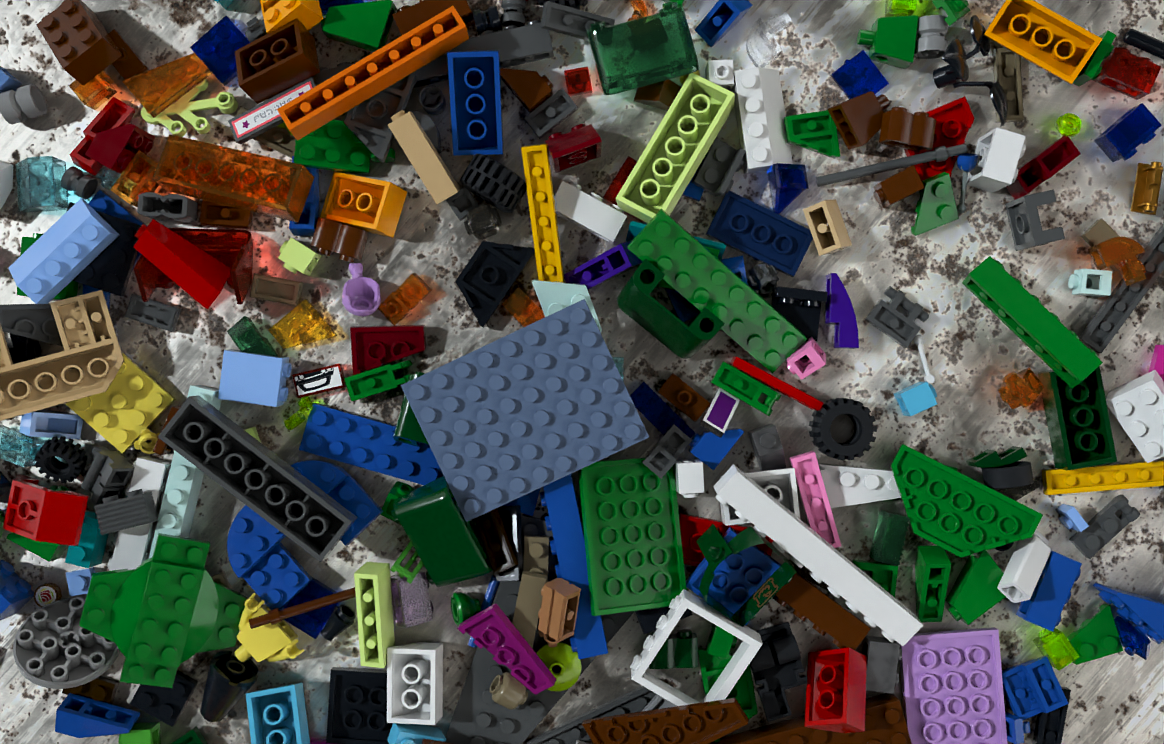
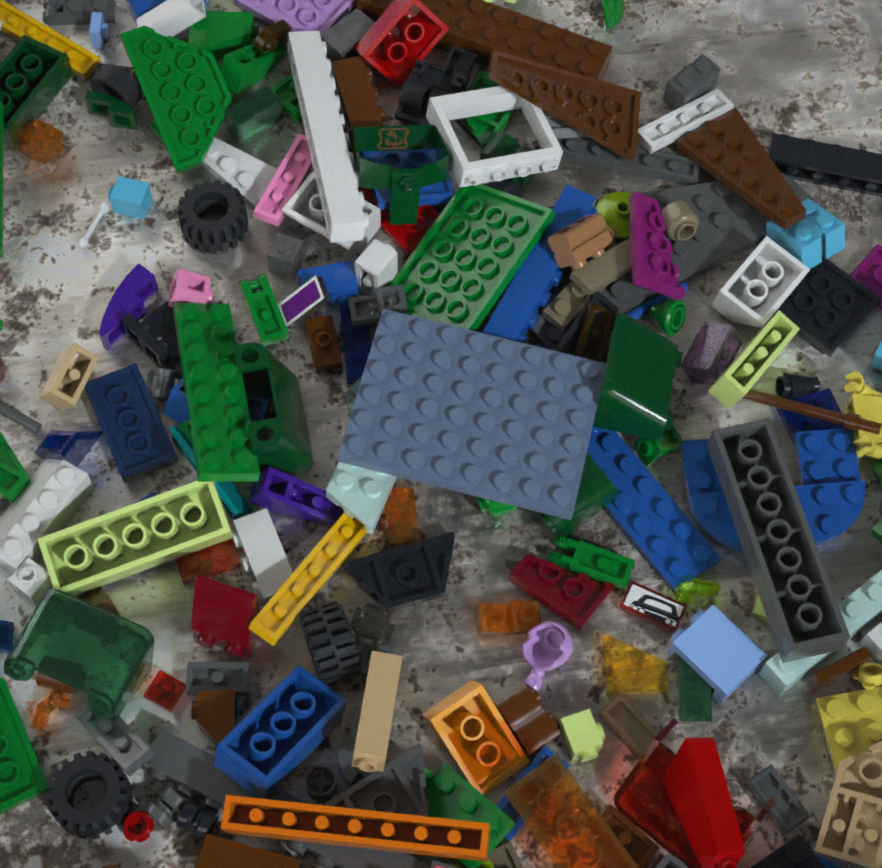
camera: 145 degrees left, 25 degrees down
(403, 571) = (692, 387): bright green tile -> none
(718, 168) = (109, 494): dark grey bracket -> none
(720, 643) = (468, 137): green brick -> none
(776, 383) = (234, 292): red tile -> none
(892, 322) = (90, 265): dark grey plate -> none
(932, 622) = (272, 36): none -> dark brown plate

